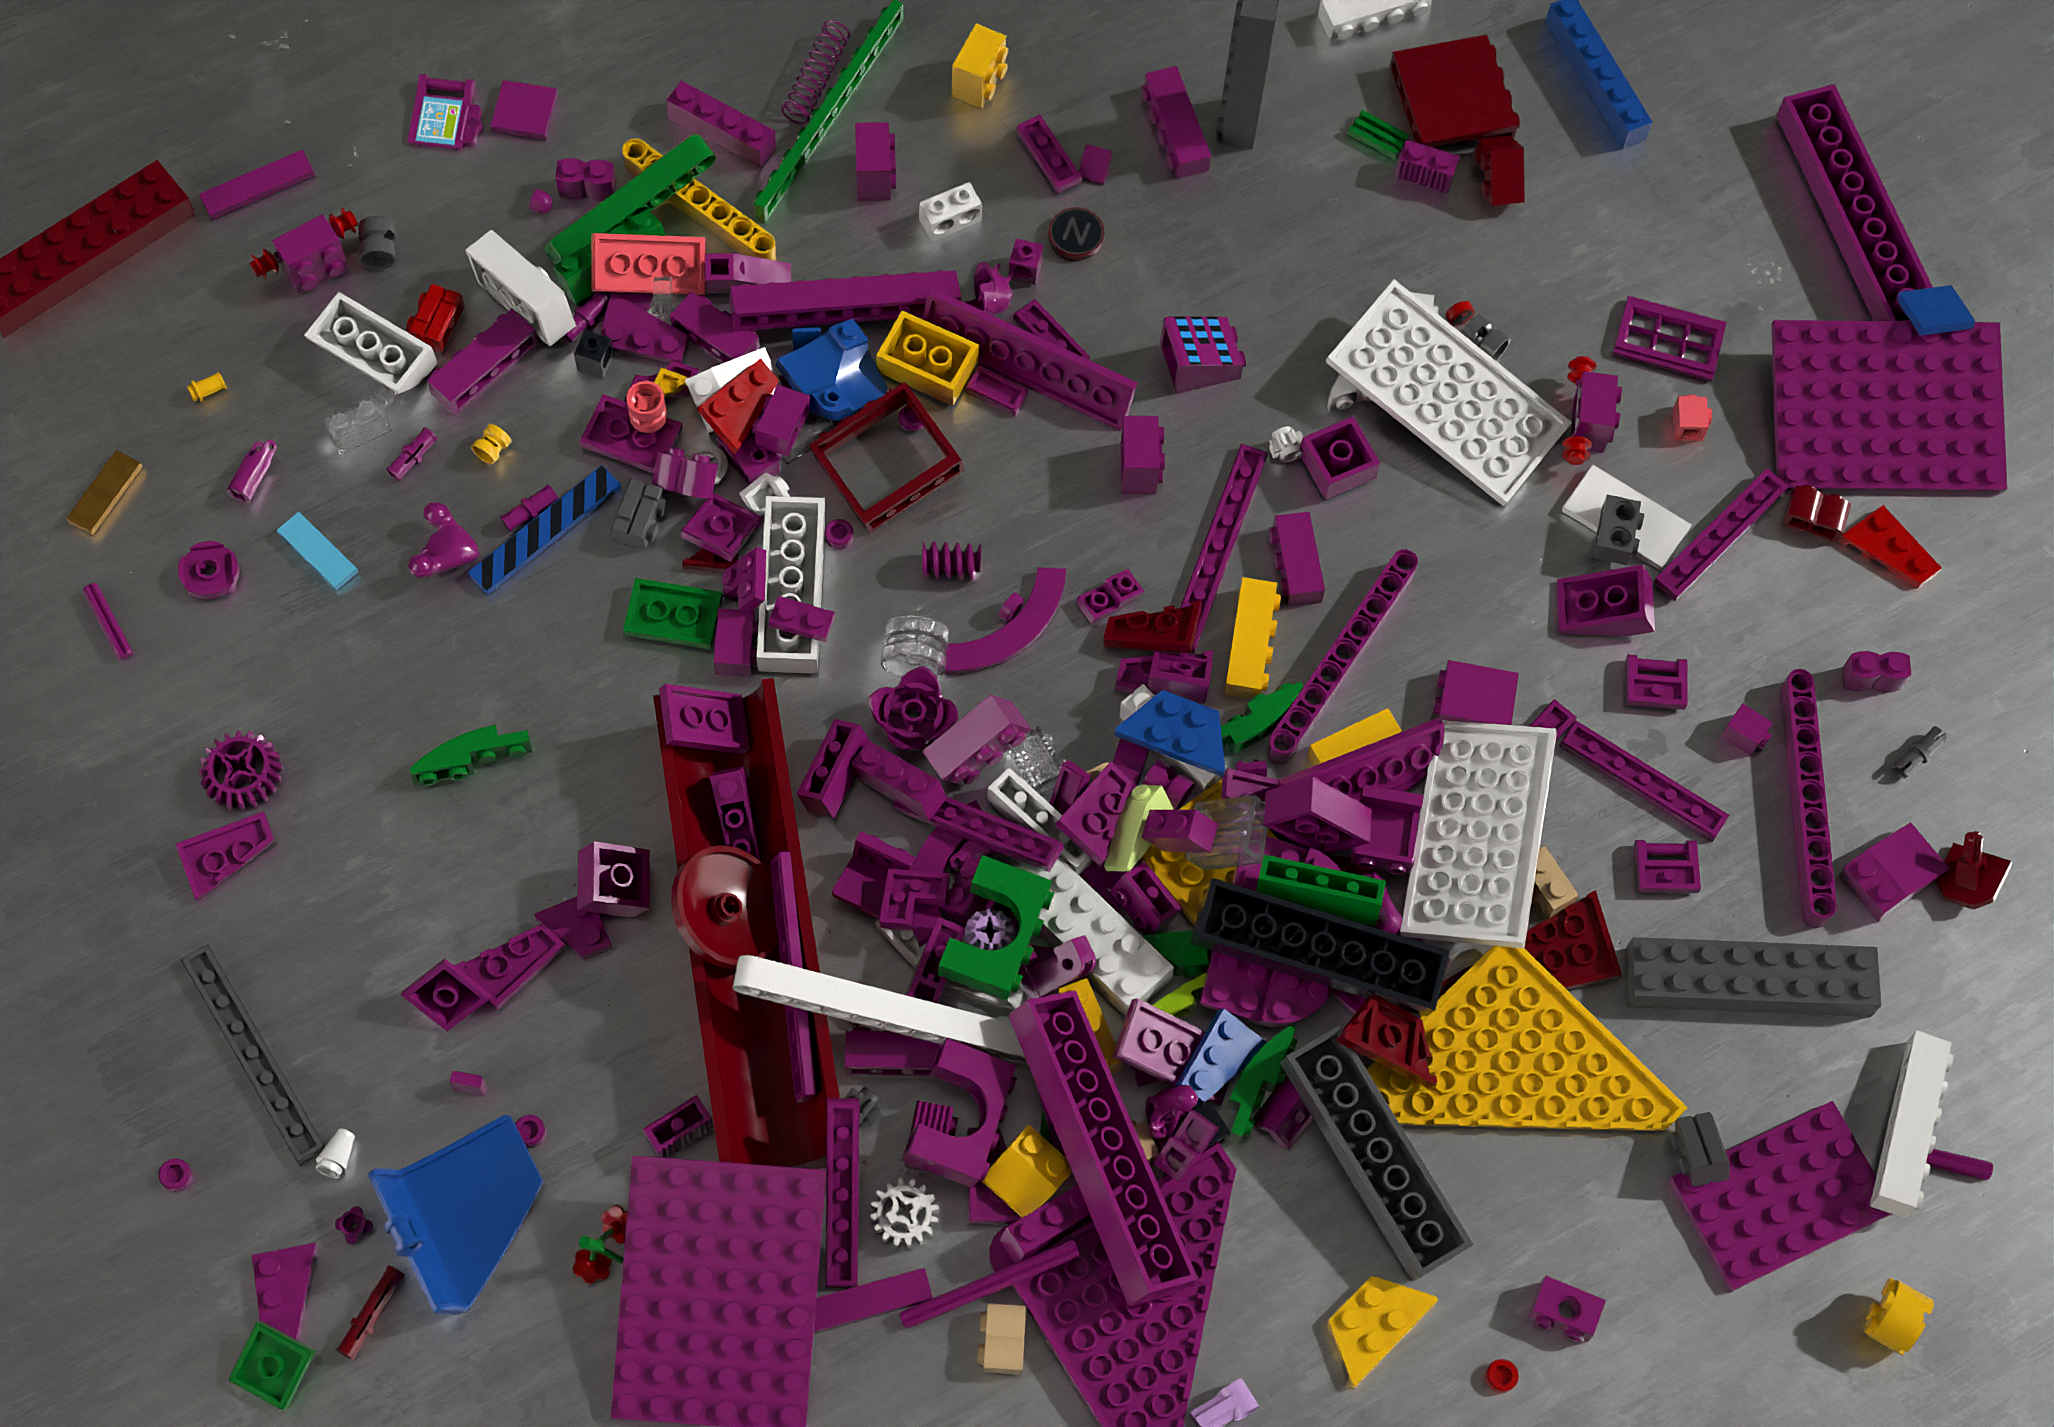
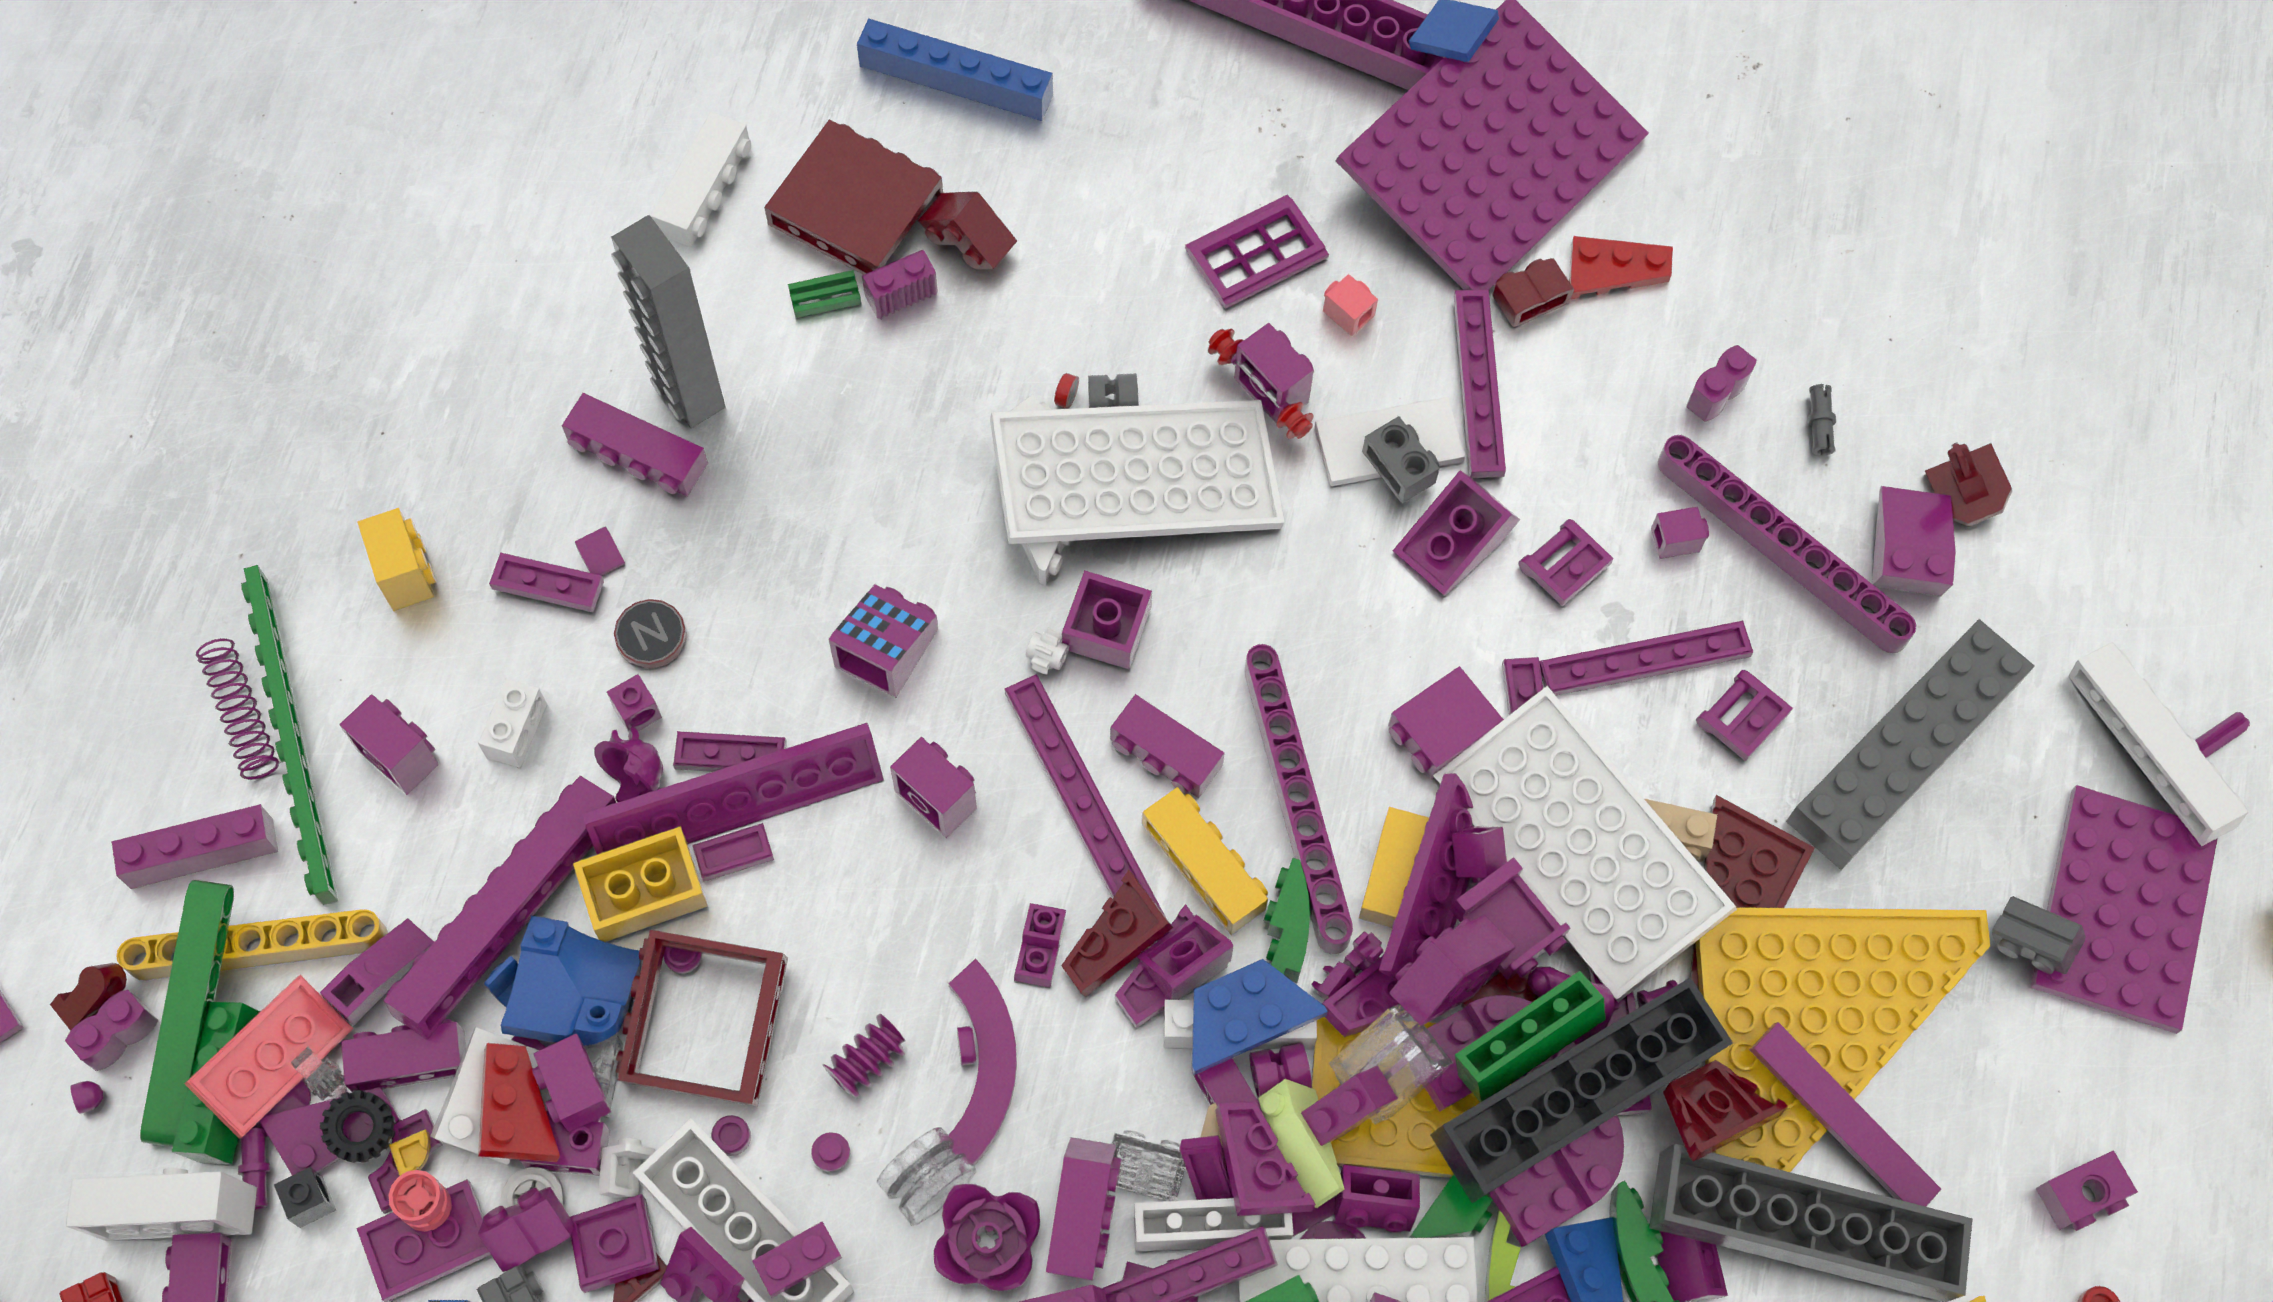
camera: 45 degrees left, 0 degrees up
(598, 147) = (93, 989): none -> dark red leg
(649, 326) = (336, 1115): none -> black tyre
(881, 592) = (830, 1151): none -> magenta plate
(1284, 767) = (1365, 952): none -> magenta plate
(1413, 778) = (1478, 851): none -> magenta brick
(1464, 1125) = (1843, 1117): none -> magenta tile

